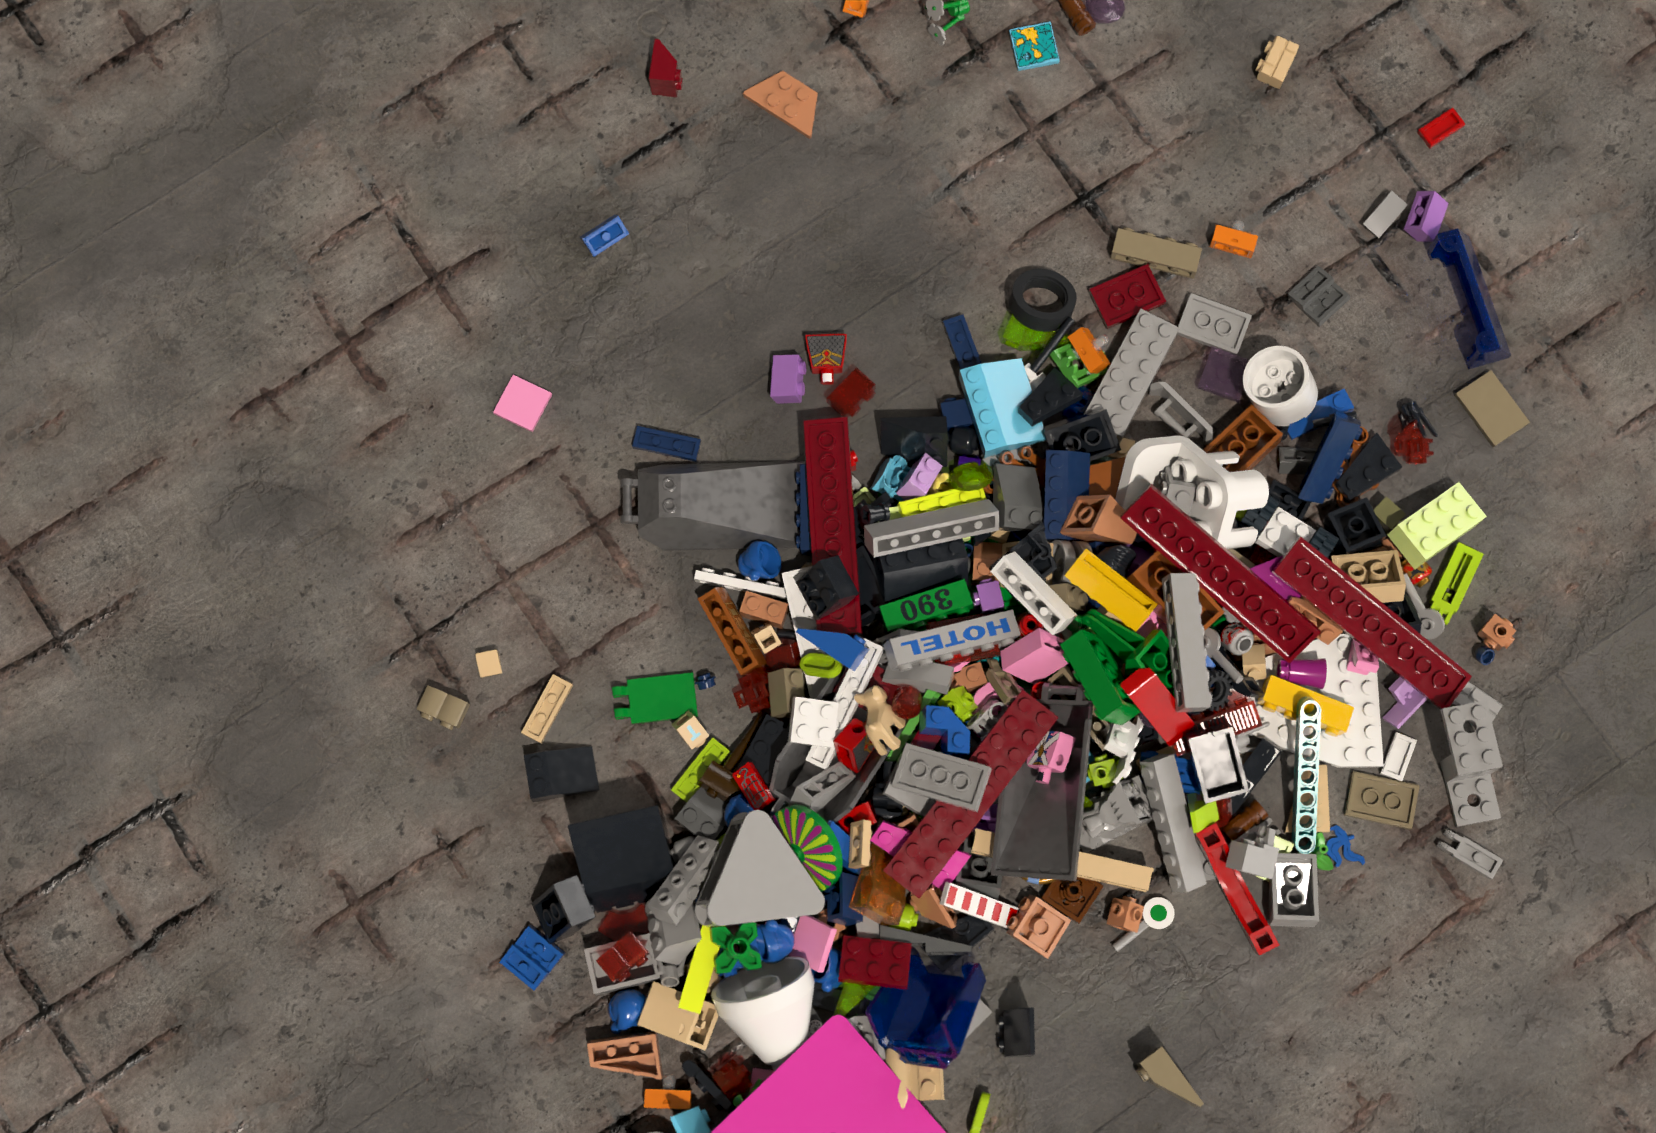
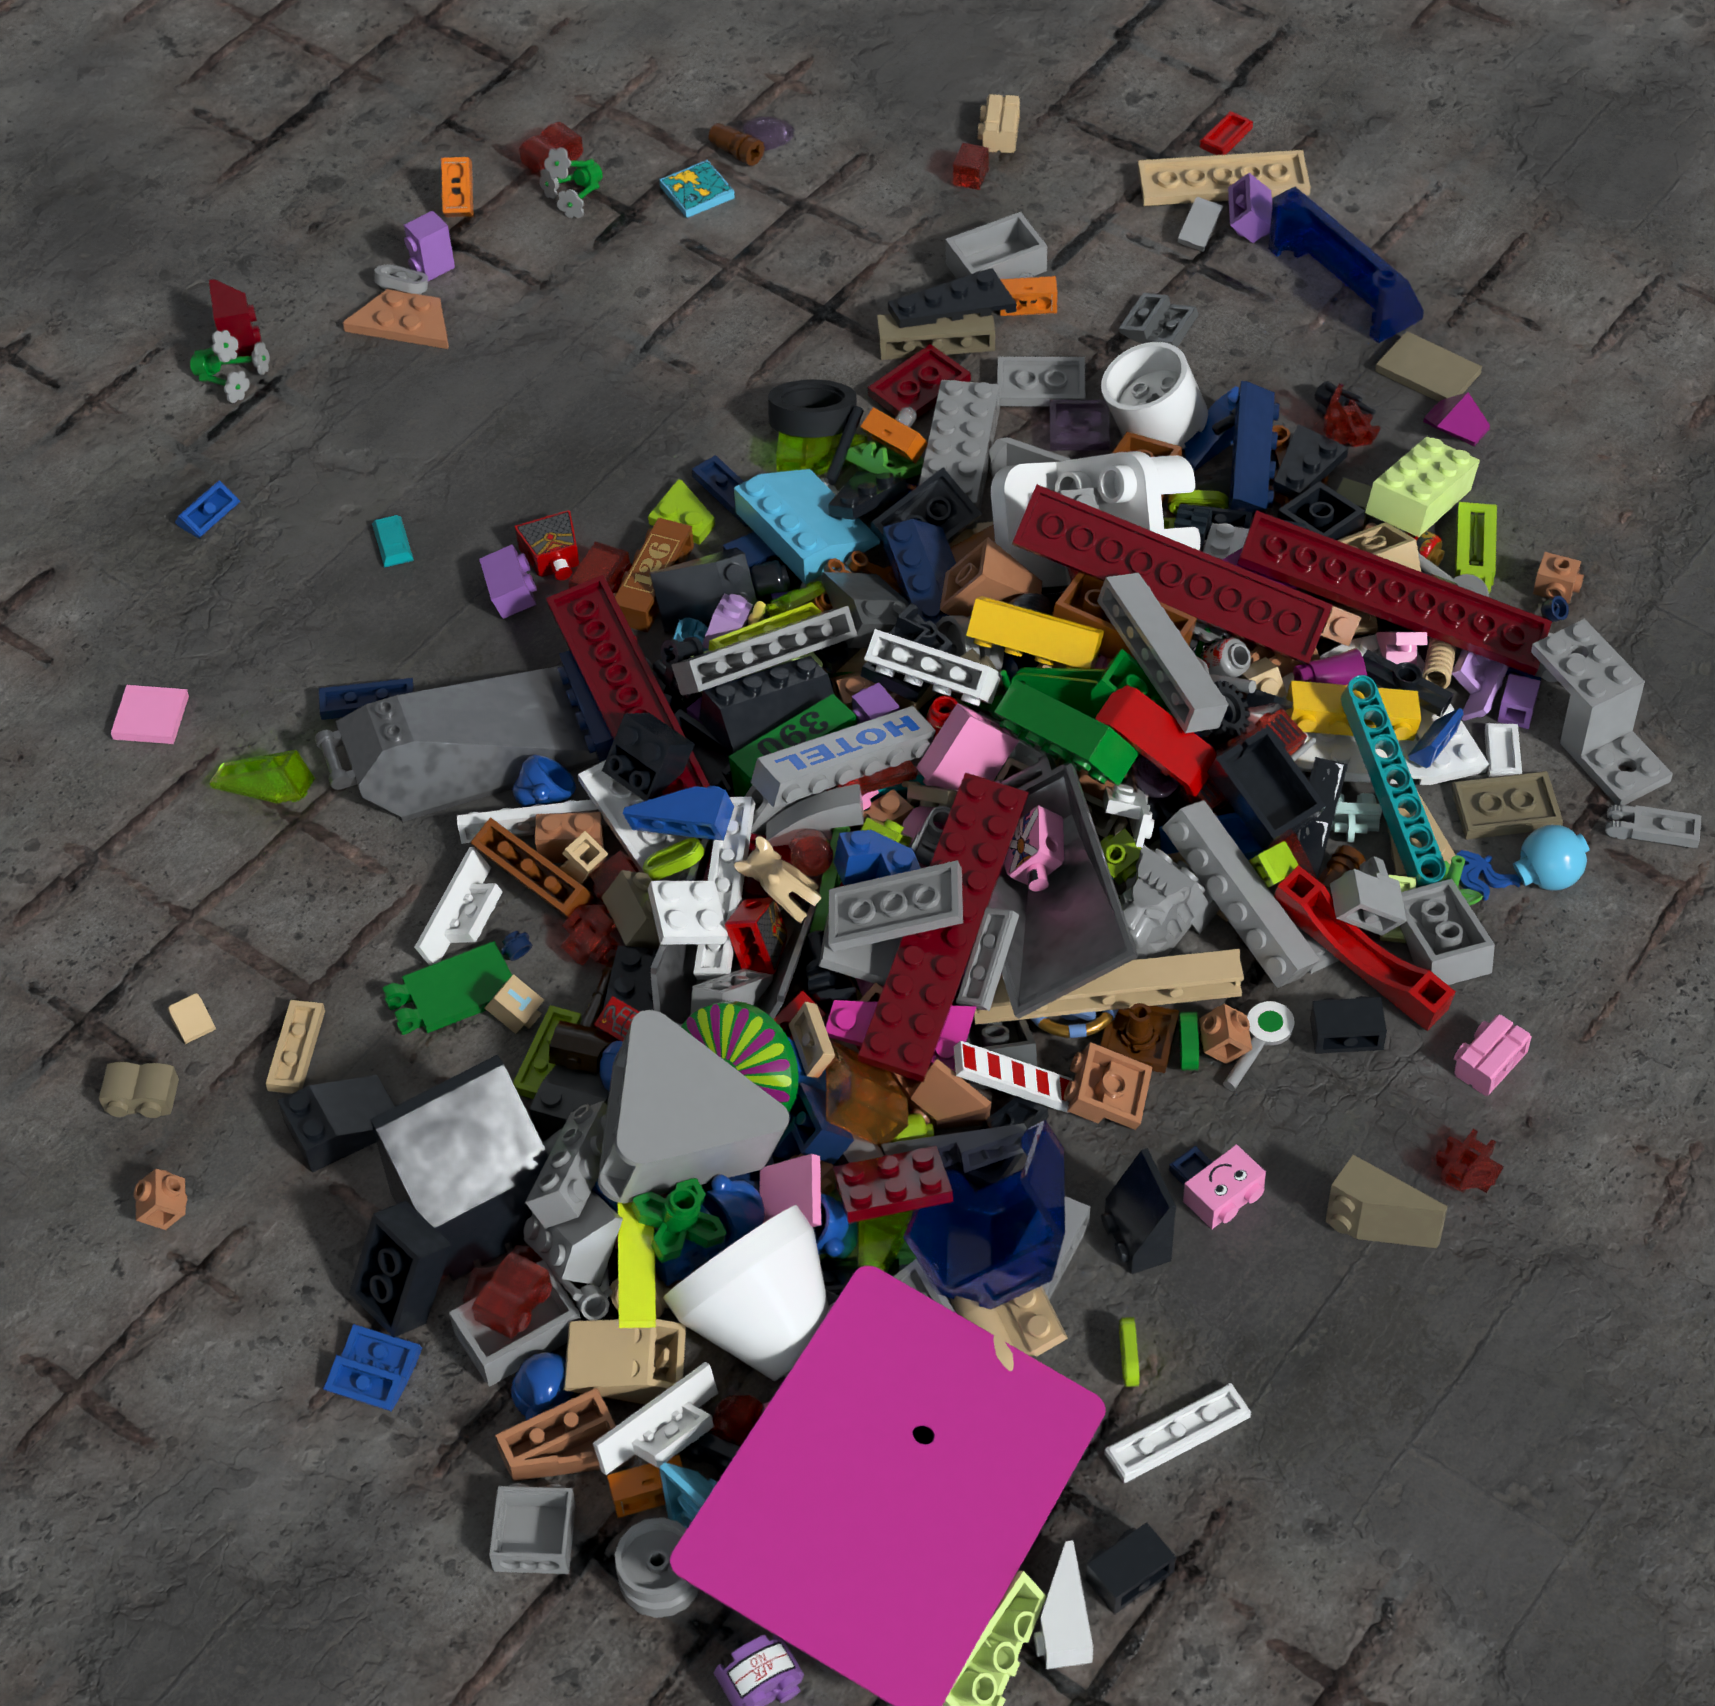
camera: 20 degrees left, 25 degrees down
(436, 795) = (160, 1199): none -> nougat brick
(582, 488) = (267, 777): none -> clear neon green slope
(594, 1101) = (533, 1529): none -> light grey piece
(650, 103) = (207, 364): none -> plant
(679, 643) = (461, 909): none -> white bracket
(686, 1075) = (662, 1425): none -> white bracket
(722, 307) = (392, 541): none -> teal tile
(795, 65) = (401, 279): none -> light grey plate
(821, 46) = (429, 245): none -> medium lavender brick
(888, 403) = (664, 546): none -> dark orange brick
(925, 355) = (685, 508): none -> lime wing
(989, 826) = (987, 958): none -> light grey tile
(1069, 1000) = (1189, 1164): none -> dark blue tile
(1082, 1023) = (1224, 1187): none -> bright pink brick
(1101, 909) = (1189, 1041): none -> green beam
(1182, 236) = (964, 296): none -> black wing
(1205, 936) = (1348, 1025): none -> black brick
(1224, 197) = (1004, 245): none -> light grey piece
(1235, 1057) = (1474, 1169): none -> clear red piece
(1239, 98) = (971, 166): none -> clear red brick
(1282, 477) = (1198, 497): none -> lime tile
(1285, 778) = (1357, 816): none -> light aqua hips
(1286, 989) = (1491, 1054): none -> bright pink brick
(1341, 679) = (1407, 677): none -> black piece
(1352, 741) = (1436, 738): none -> blue slope
(1380, 683) = (1439, 662): none -> tan piece
(1390, 858) = (1552, 858): none -> medium azure brick
(1418, 171) = (1210, 176): none -> tan plate
(1425, 723) = (1519, 701): none -> medium lavender brick
(1489, 464) = (1459, 418): none -> magenta slope

